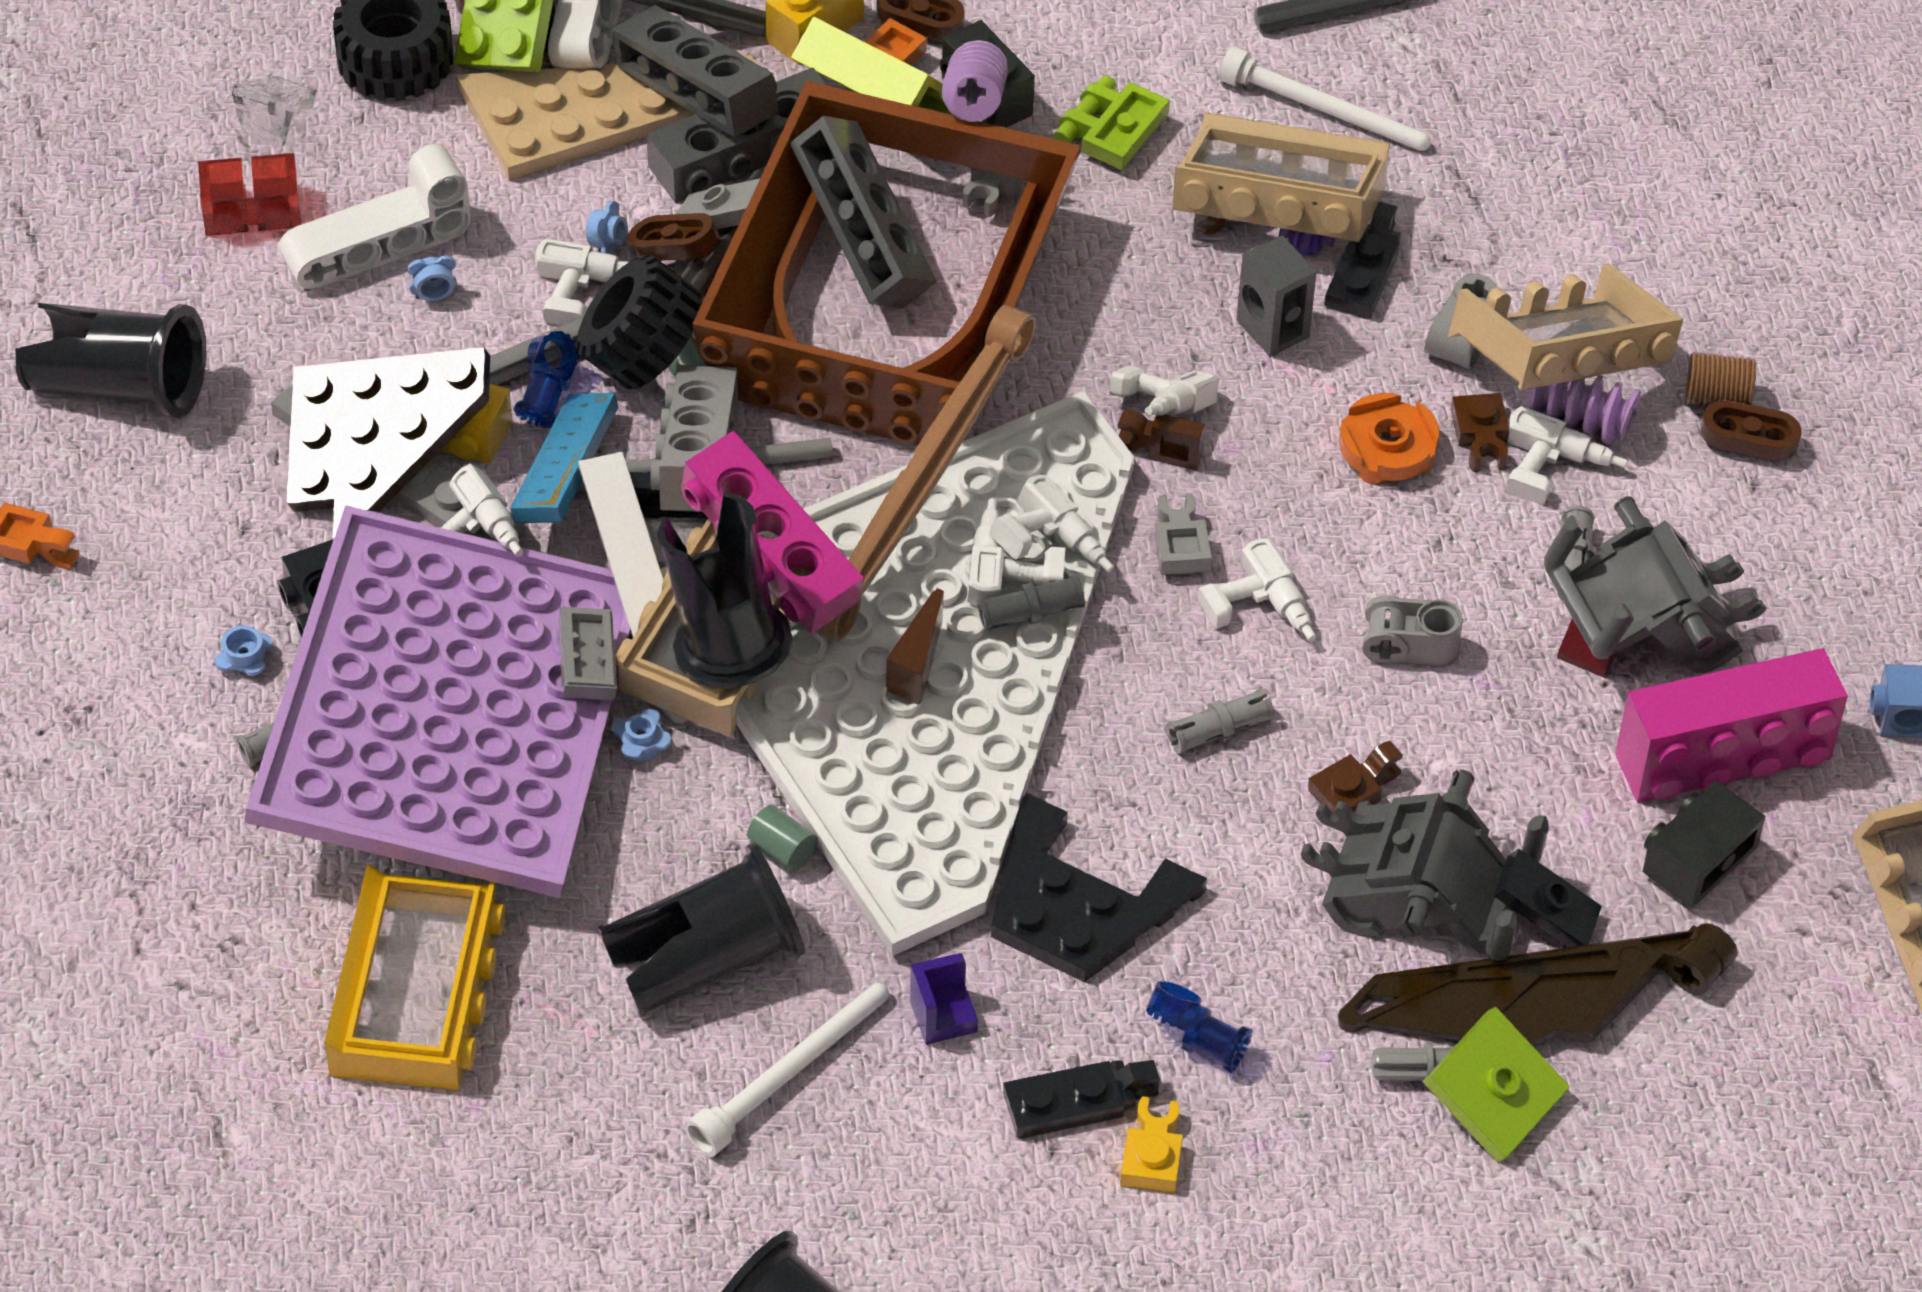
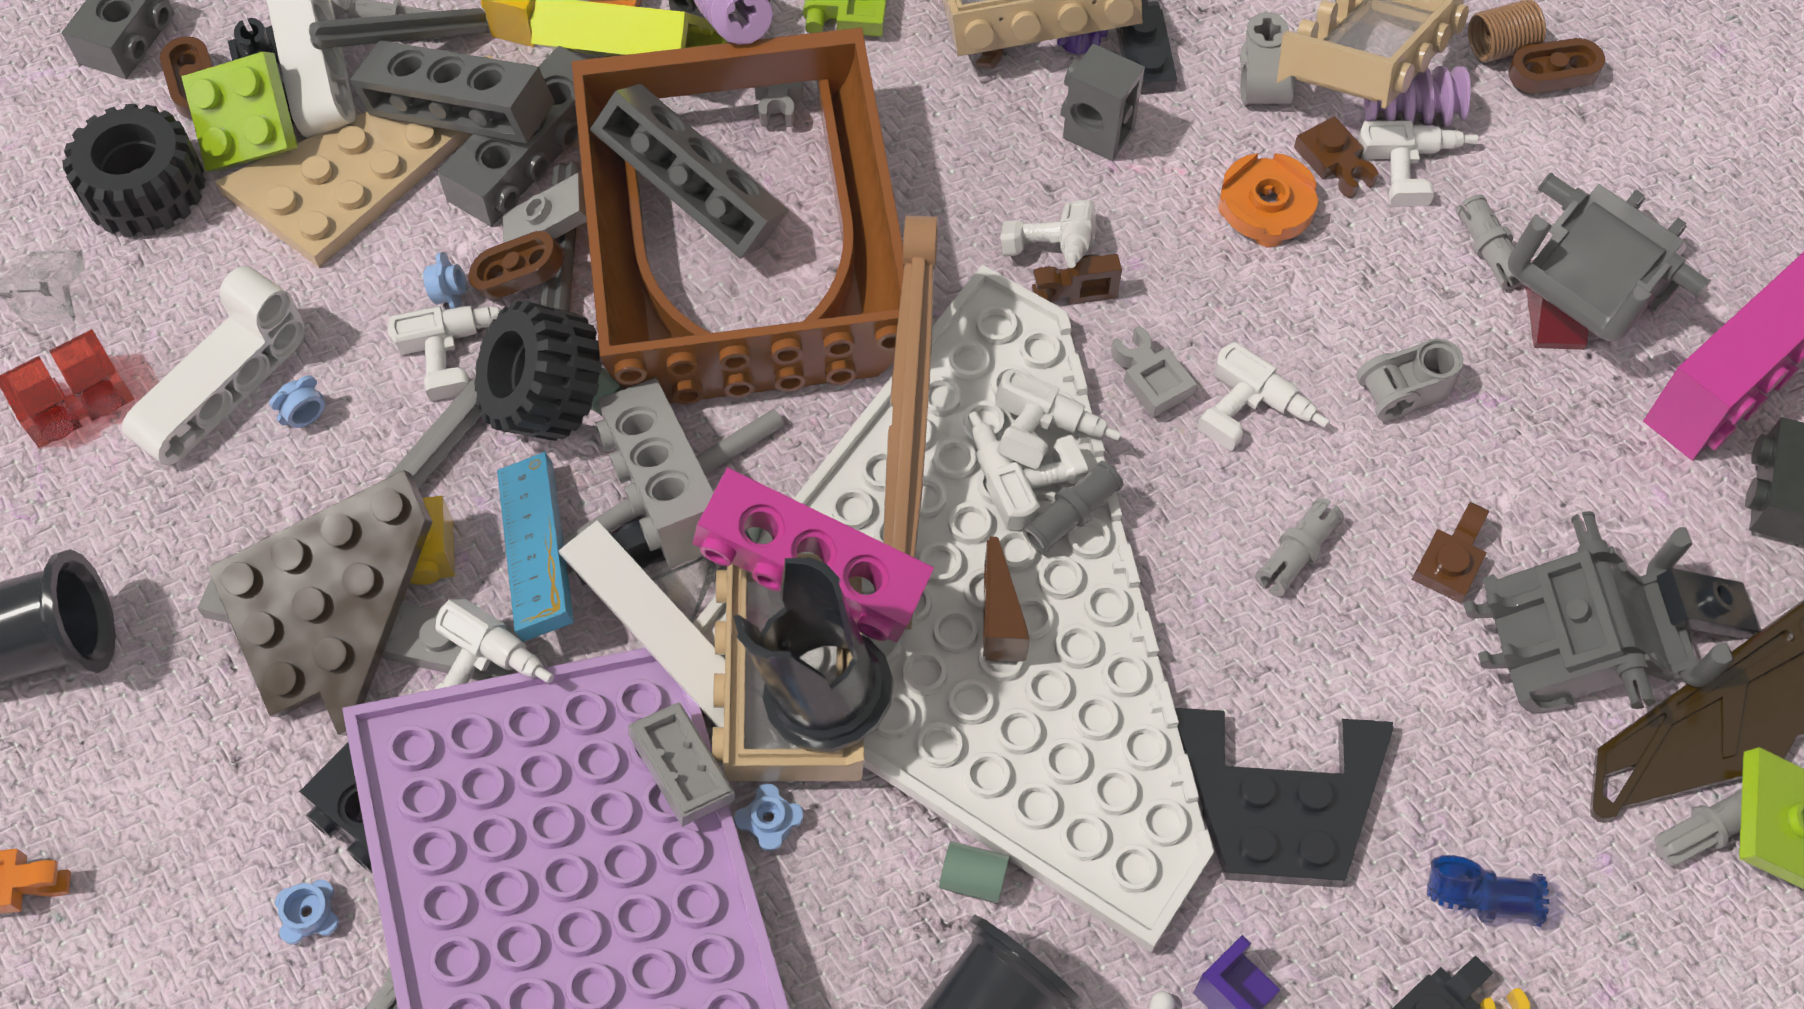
camera: 25 degrees left, 10 degrees up
(546, 381) = (471, 466): clear blue connector -> none

